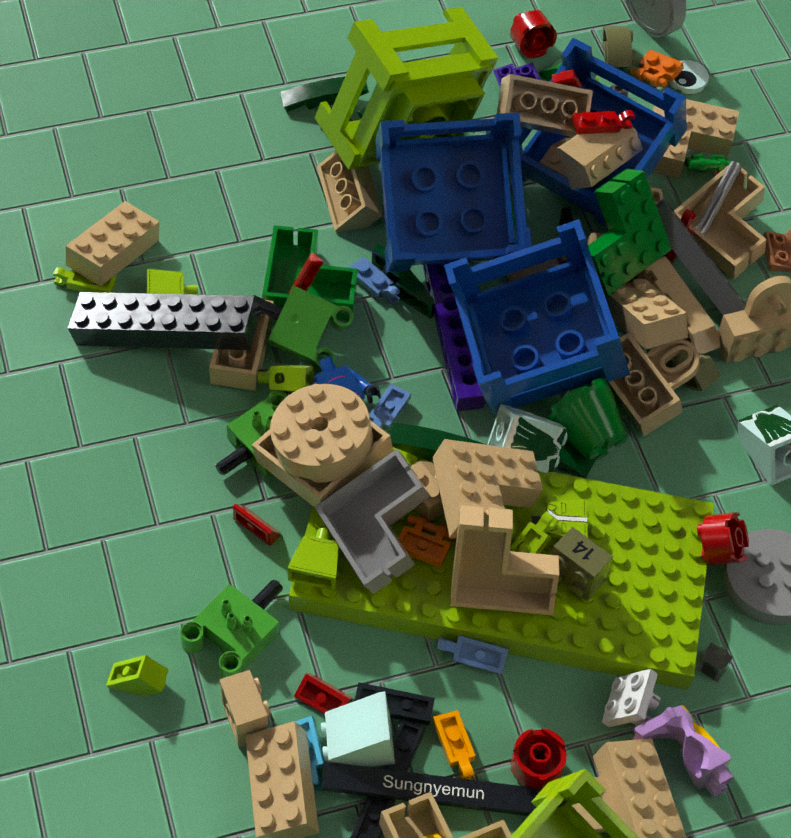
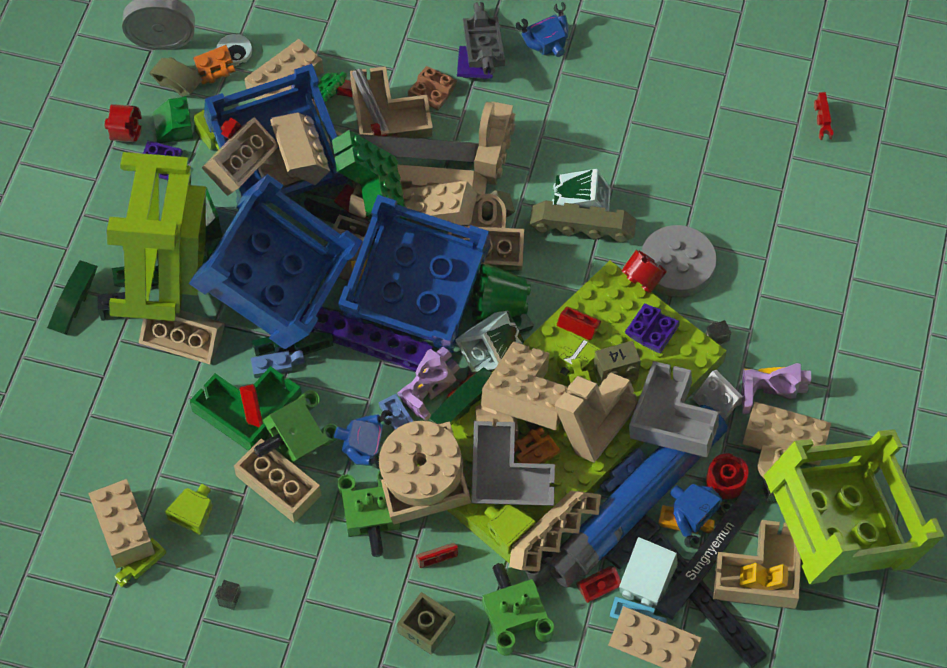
camera: 55 degrees left, 5 degrees up
(95, 367) = (228, 594): none -> clear smoke plate
(165, 320) = (228, 522): brick -> none
(166, 549) = (426, 623): none -> olive brick
(244, 705) = (586, 635): tan slope -> none
(295, 376) = (332, 464): lime torso -> none
(355, 605) = (548, 530): none -> tan brick
(443, 673) = (618, 514): none -> blue piece
(459, 414) = (434, 372): none -> lavender hips
(474, 743) = (694, 509): none -> blue torso
(552, 642) = (666, 420): none -> light grey piece
(602, 121) = (282, 129): red plate -> none
(610, 508) = (578, 323): none -> red slope
(659, 583) = (652, 328): none -> dark purple slope
(749, 465) = (592, 221): none -> olive brick

